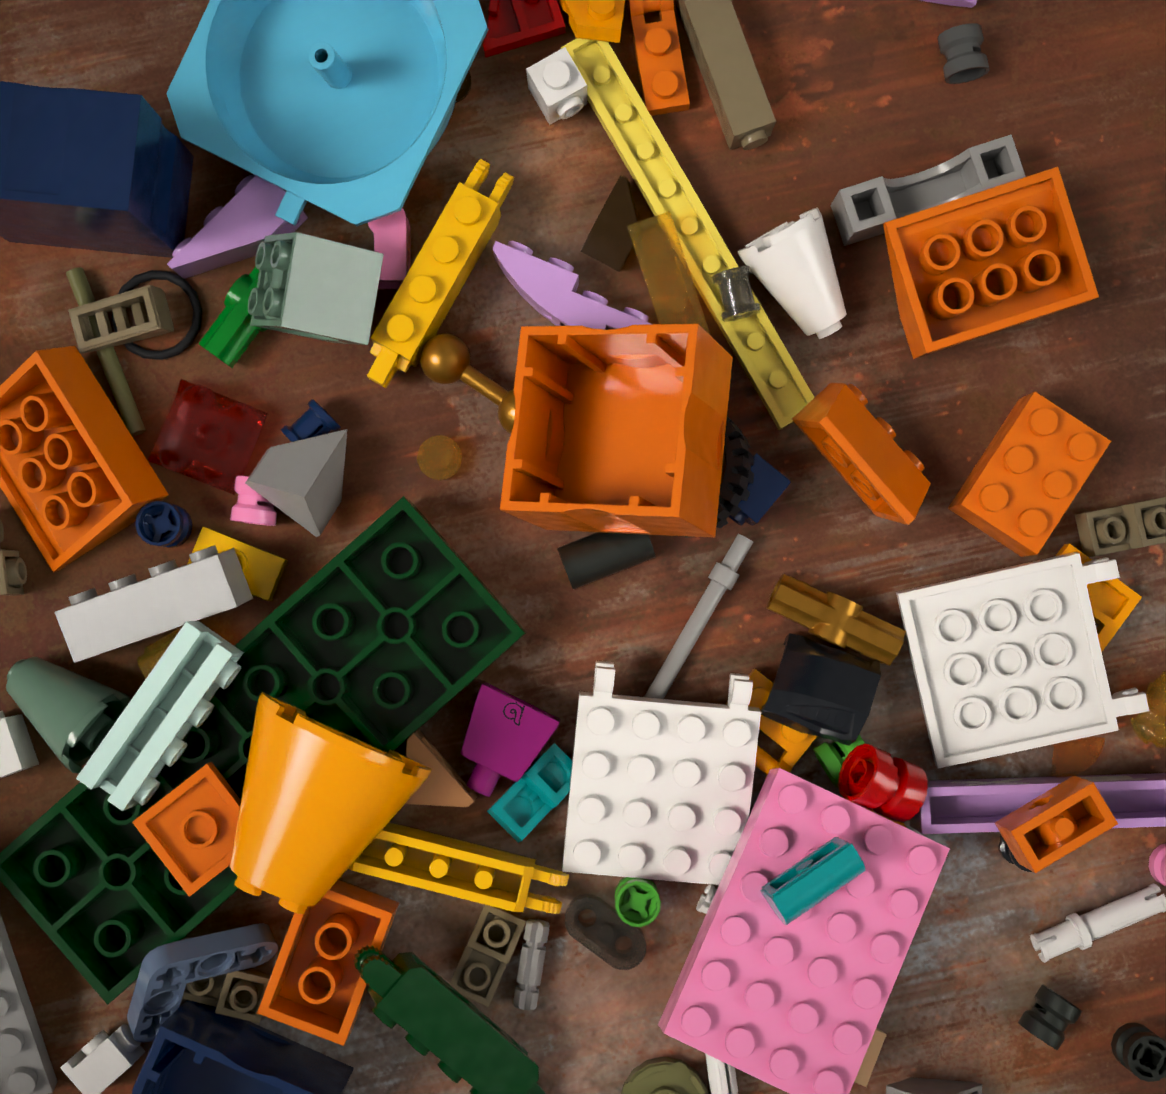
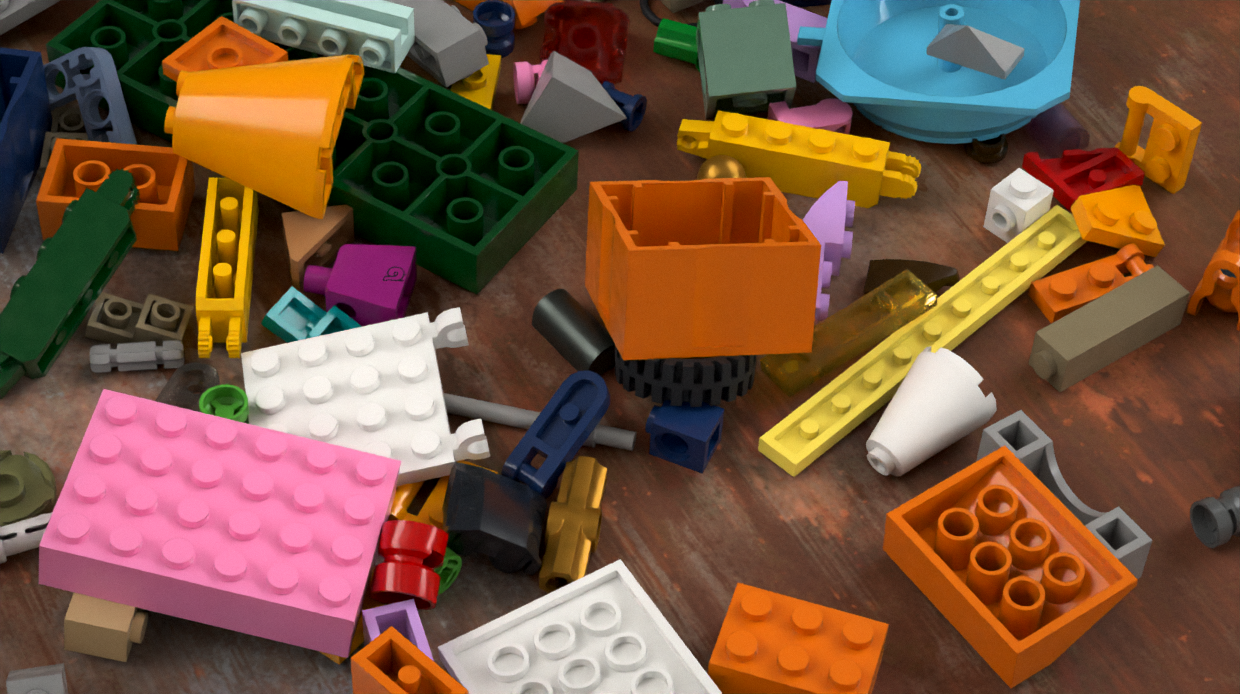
camera: 70 degrees right, 40 degrees down
(382, 52) = (975, 50): none -> light grey slope
(736, 293) = (870, 357): clear smoke bush -> none
(736, 604) = (559, 431): none -> dark blue plate
(813, 879) = (293, 471): teal brick -> none
(864, 452) = (760, 491): orange slope -> none

